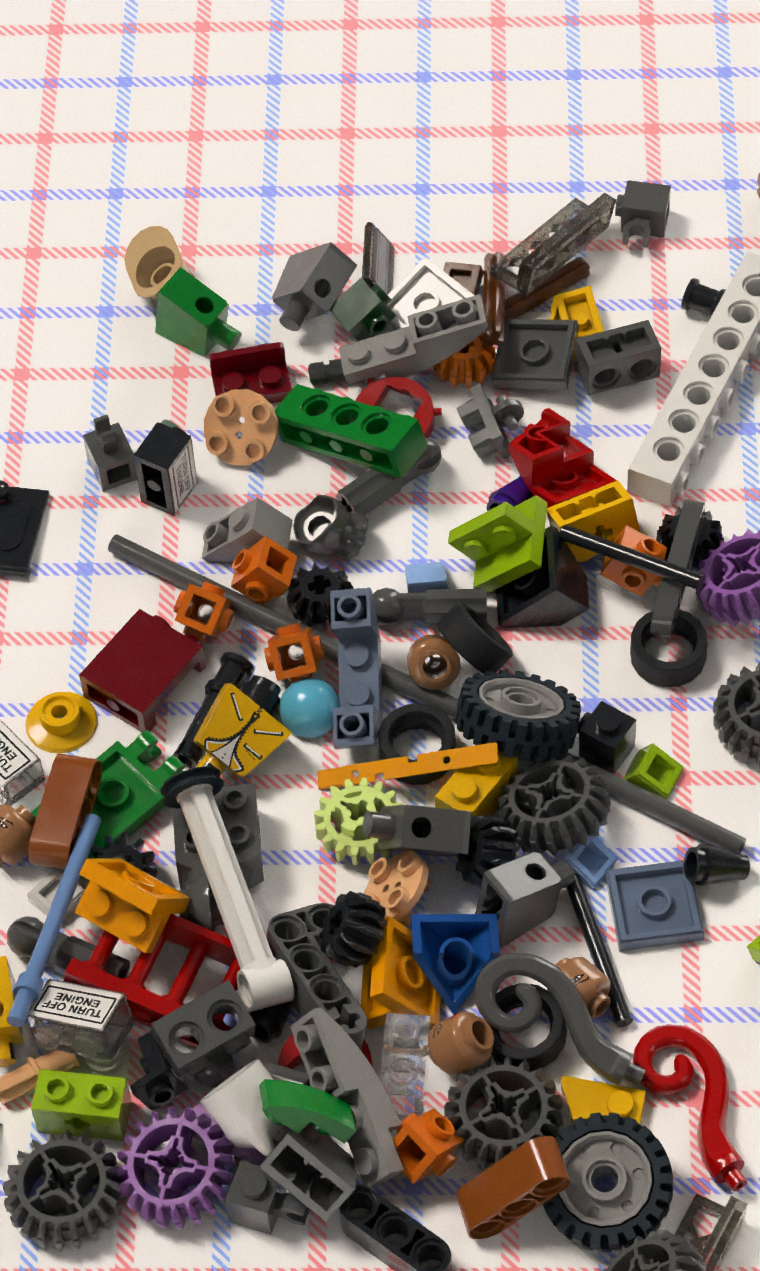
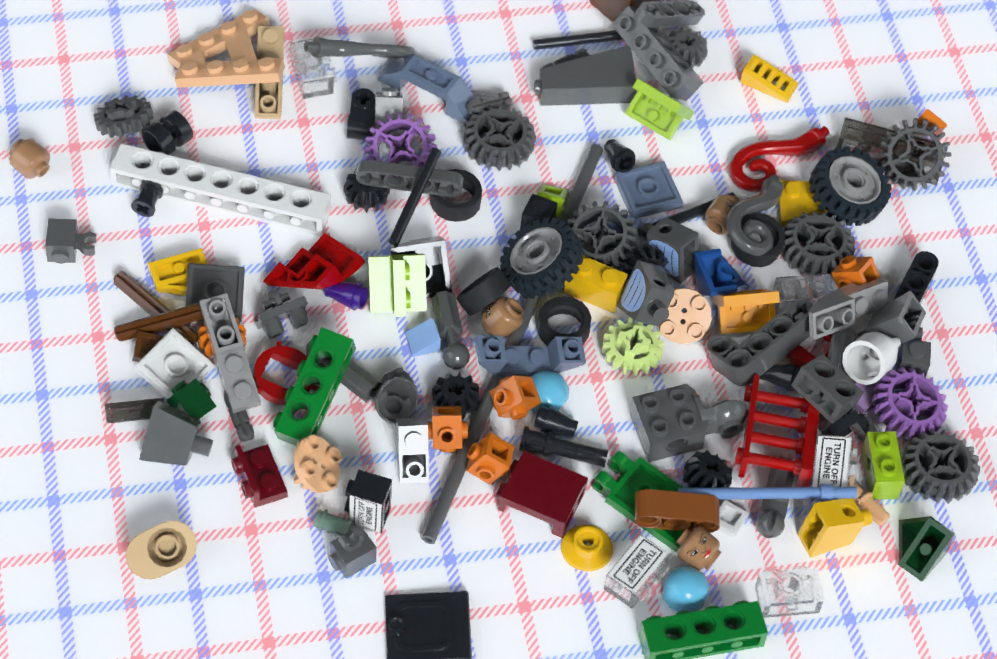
camera: 110 degrees left, 0 degrees up
(128, 901) = (752, 438): light orange bracket -> none
(193, 315) = (216, 504): green torso -> none
(238, 733) = (593, 419): yellow torso -> none
(261, 977) = (668, 410): white piece -> none
(301, 1104) = (876, 312): green slope -> none
(353, 929) = (741, 323): black gear -> none
(400, 766) = (593, 321): light orange piece -> none
(460, 1043) = (786, 260): medium nougat head -> none
(512, 1187) = (874, 223): dark orange beam -> none
(554, 251) = (114, 282): clear smoke fence -> none
(597, 512) = (365, 233): yellow brick -> none
(618, 357) = (217, 237): dark grey brick -> none
(626, 575) = (390, 211): orange brick -> none

